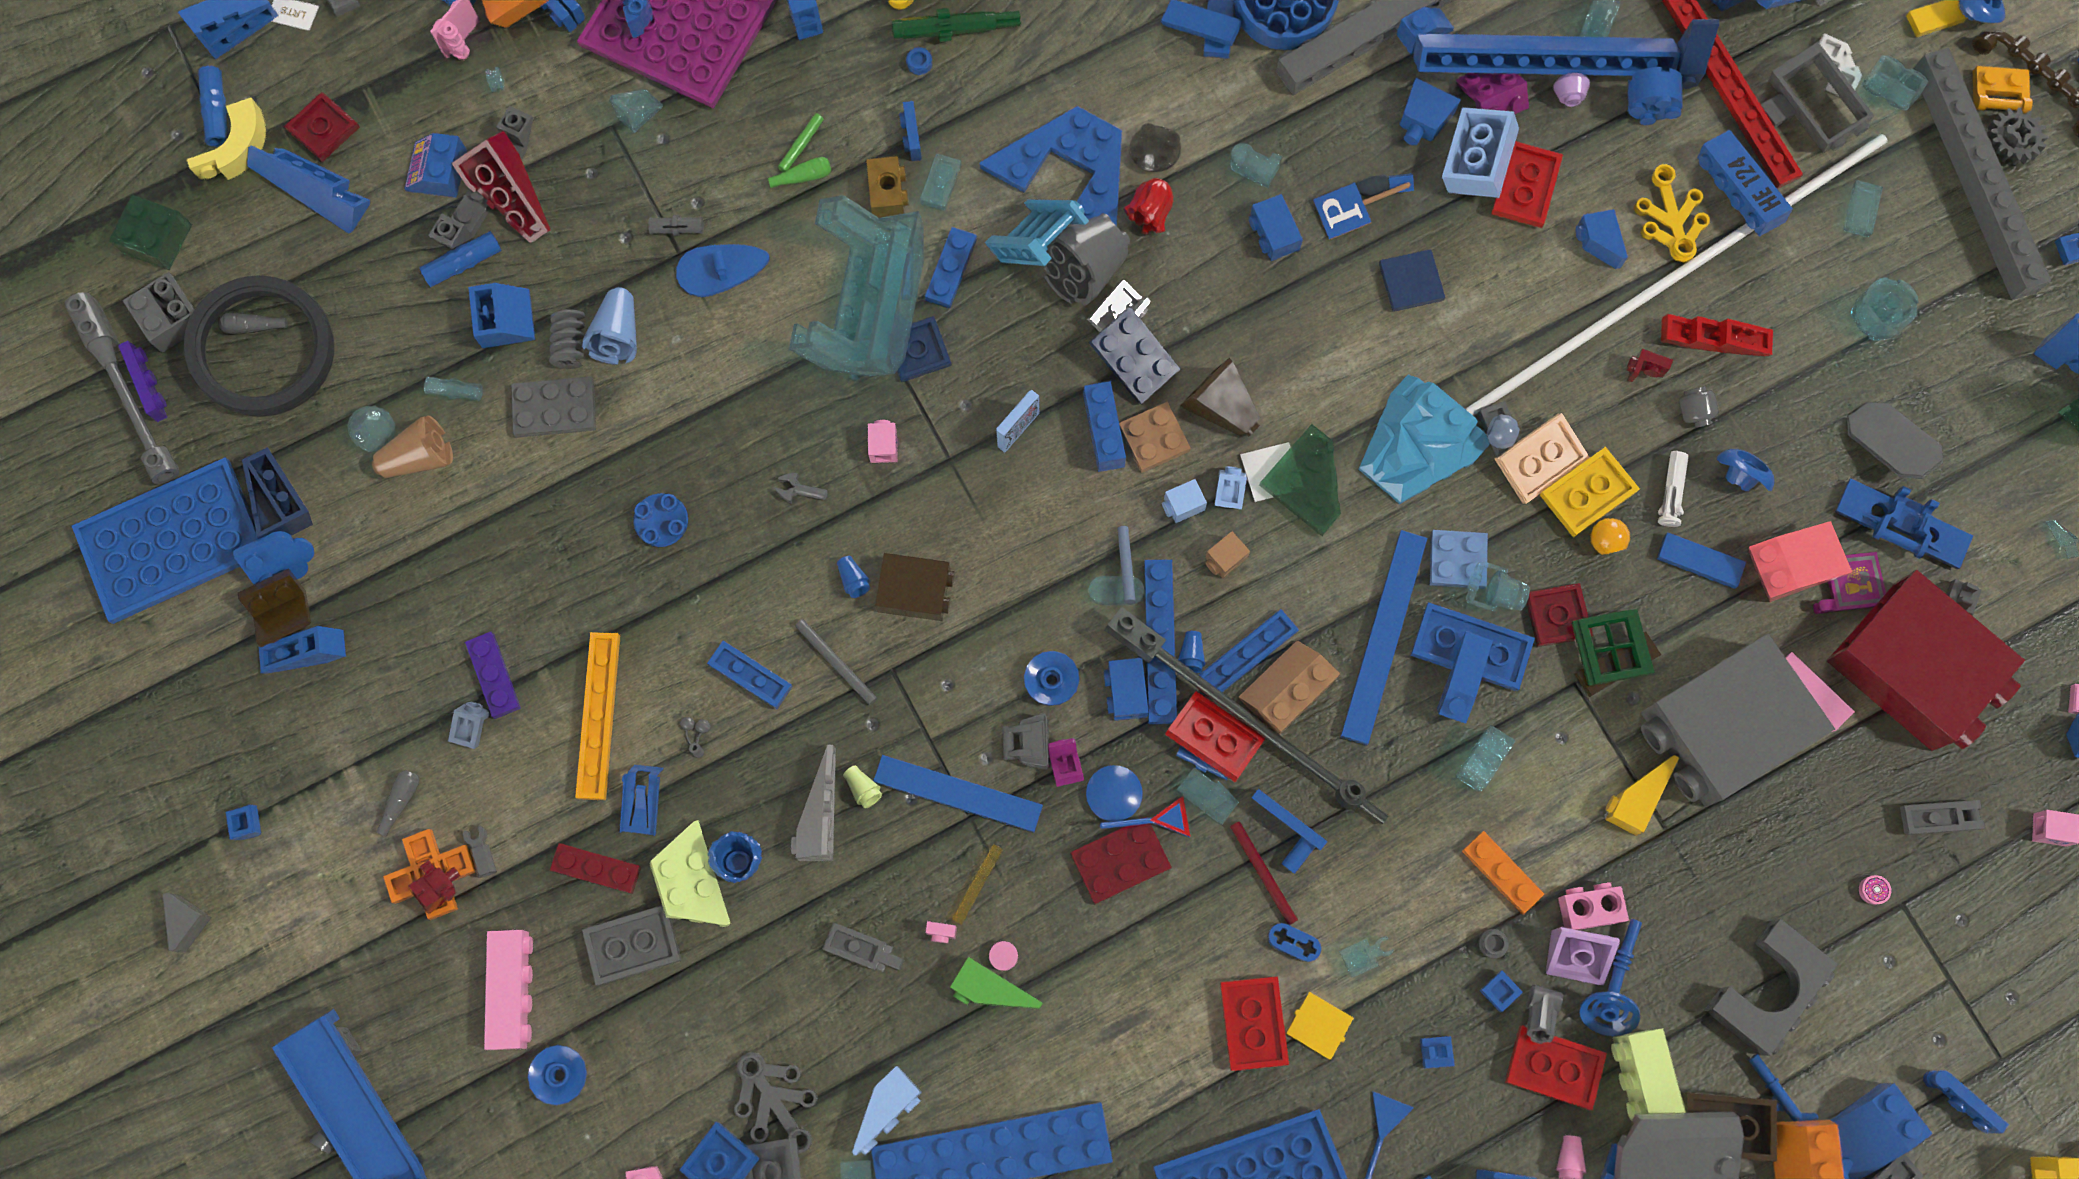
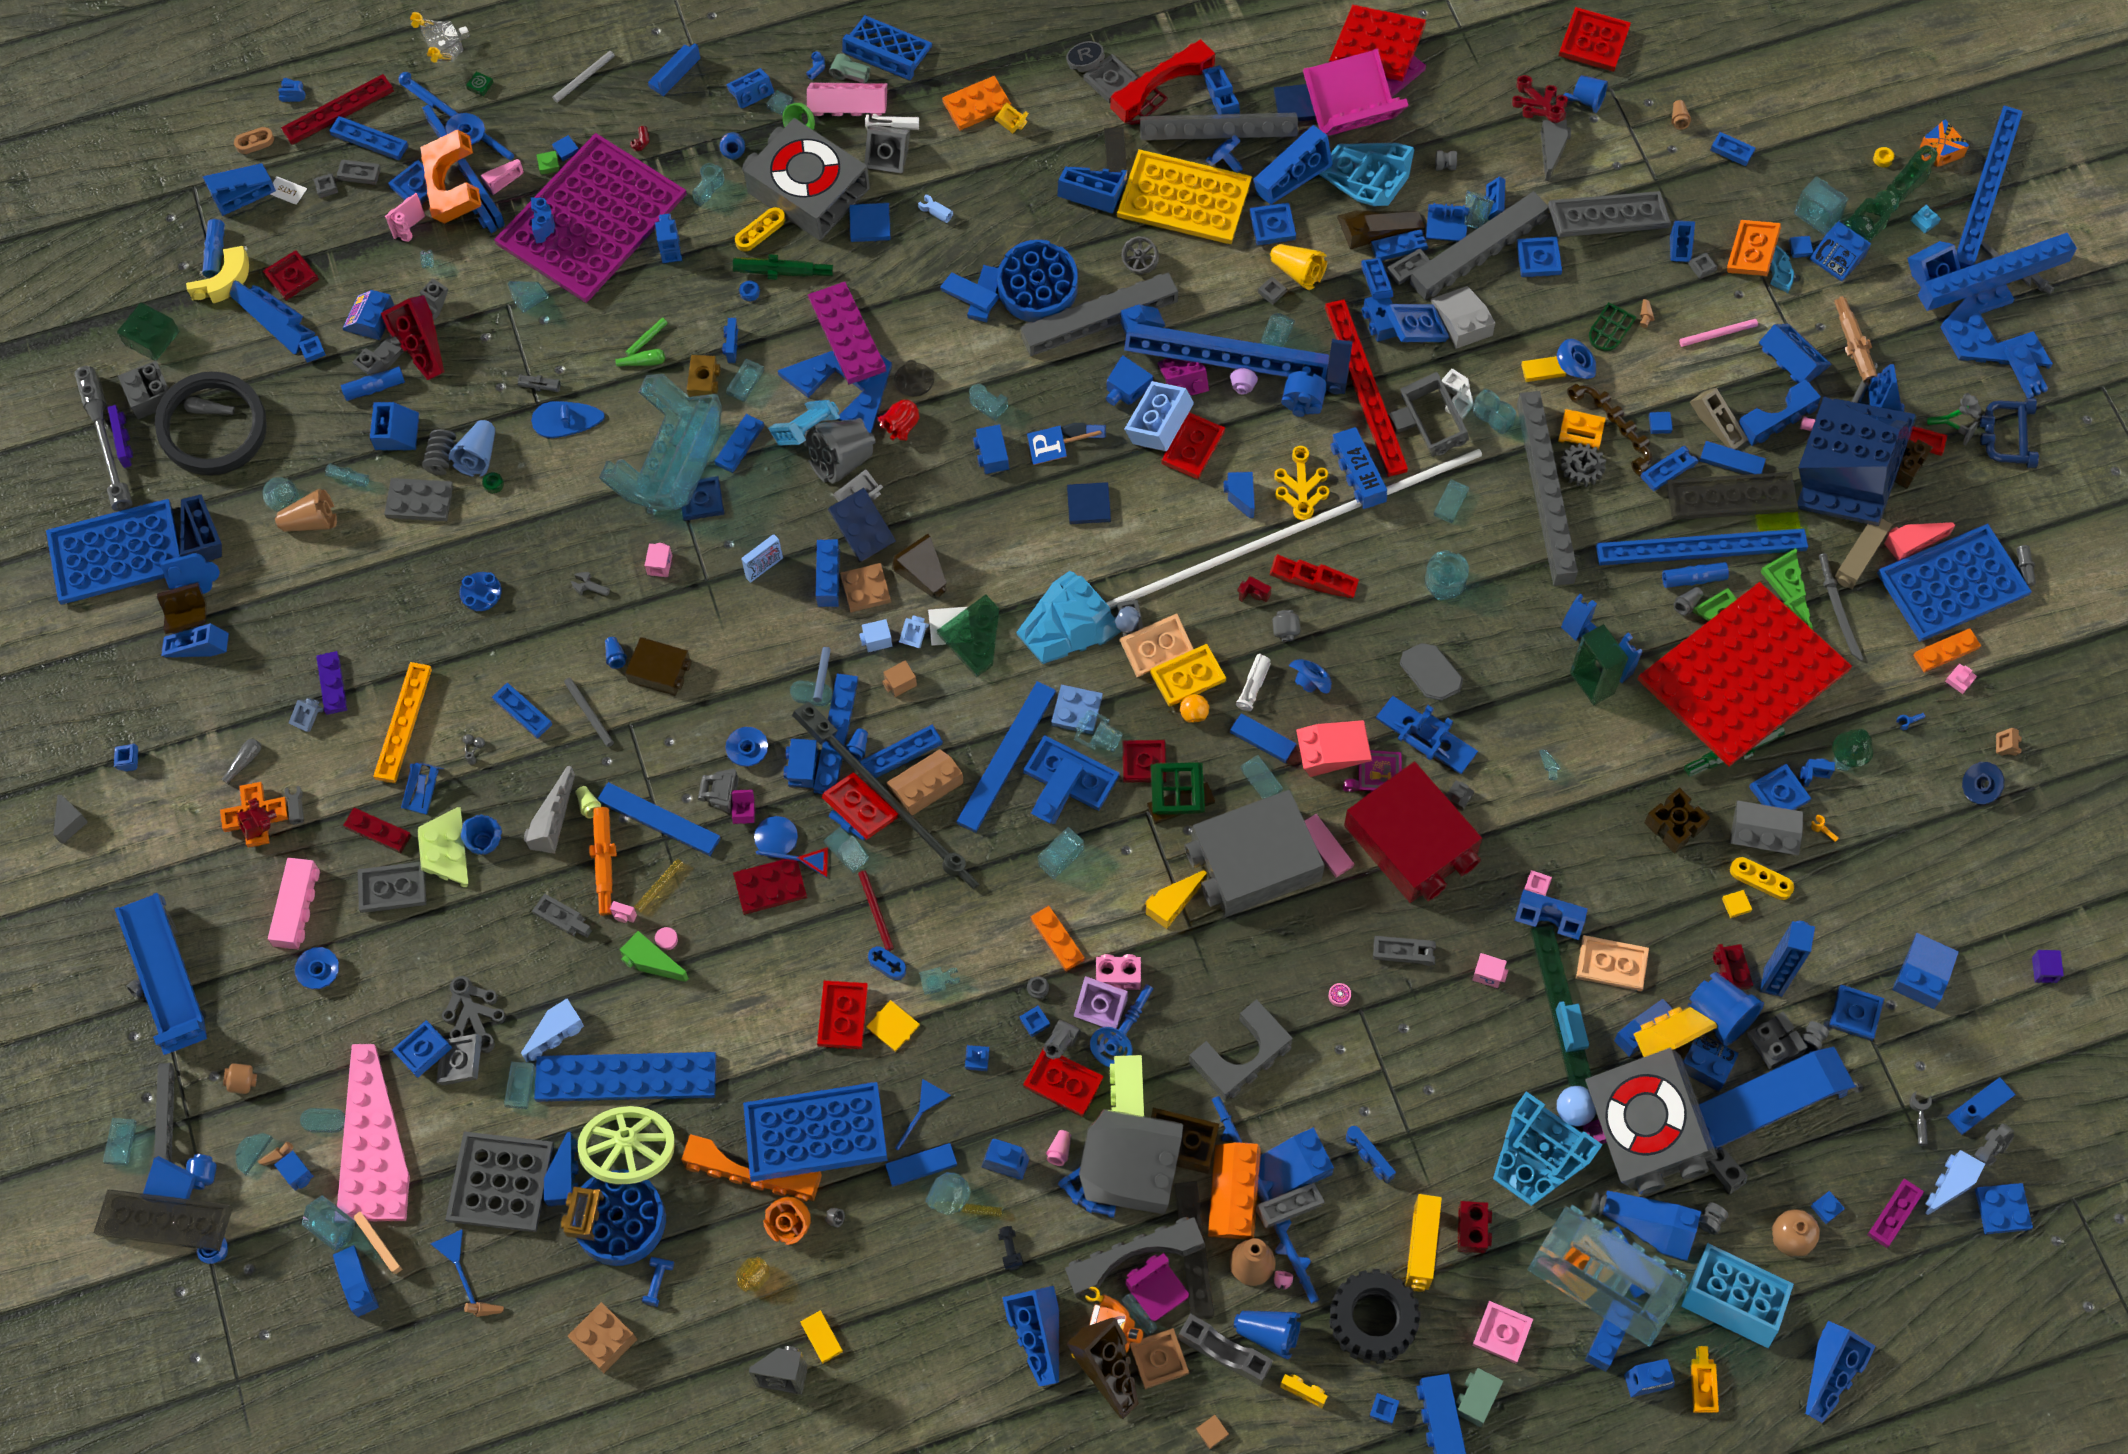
camera: 10 degrees right, 10 degrees down
(371, 223) = (312, 349): none -> blue plate
(645, 369) = (492, 482): none -> dark green tile
(898, 853) = (602, 852): none -> orange piece
(1058, 100) = (847, 333): none -> magenta plate
(1306, 843) = (914, 890): blue piece -> none
(1711, 614) = (1261, 777): none -> clear light blue tile

